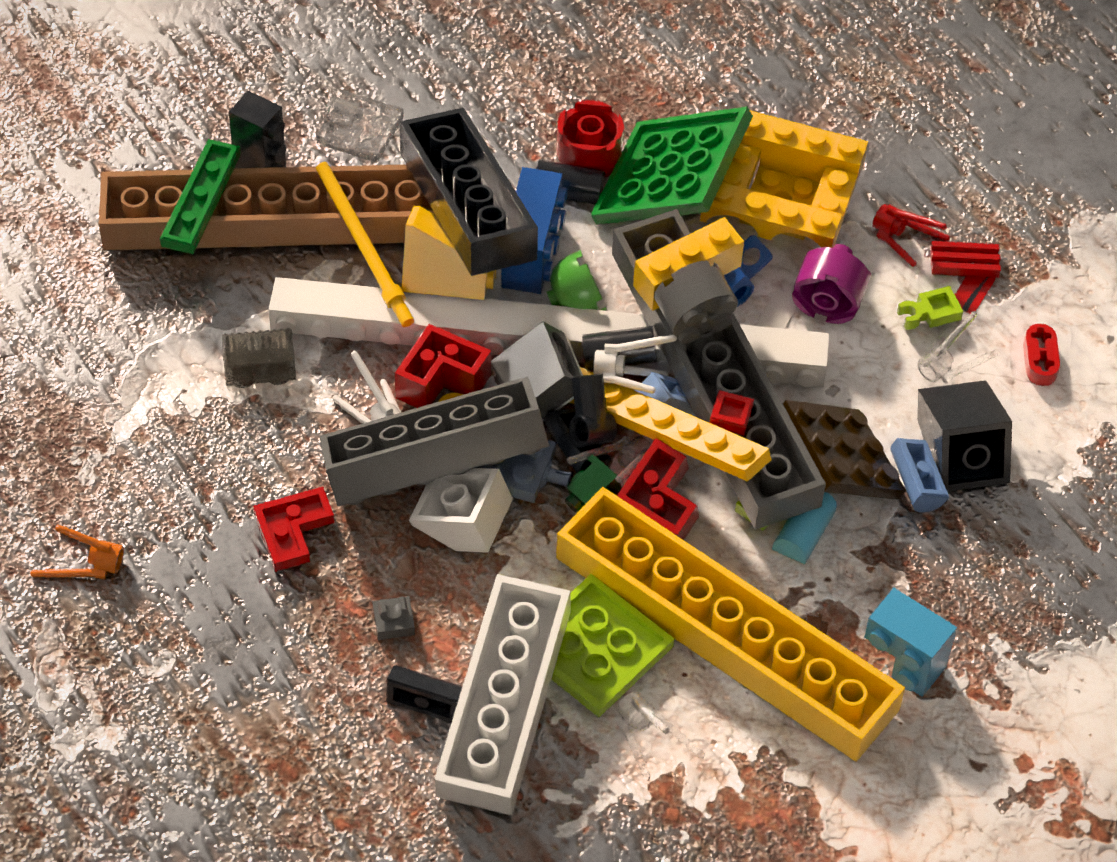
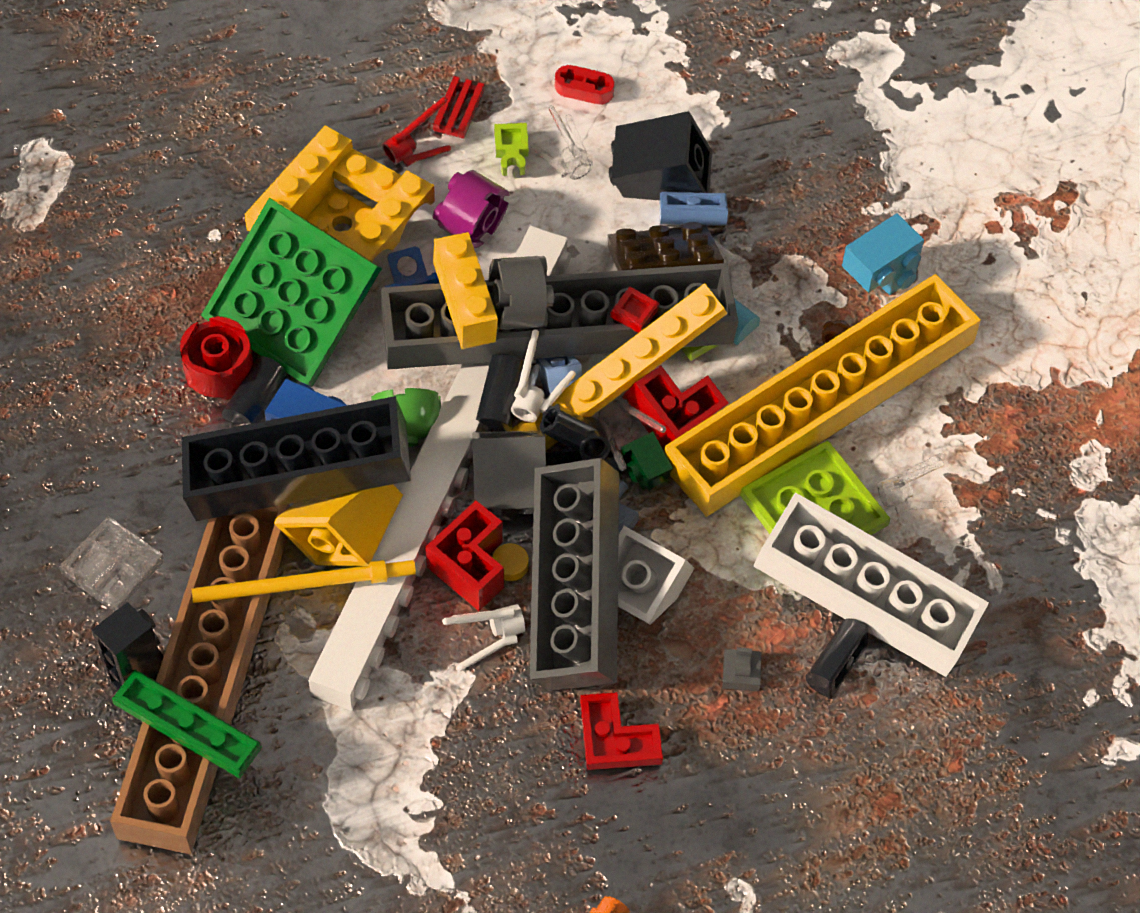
camera: 75 degrees left, 5 degrees up
(258, 357) = (397, 723): clear smoke brick -> none
(973, 291) = (490, 112): red sticker -> none

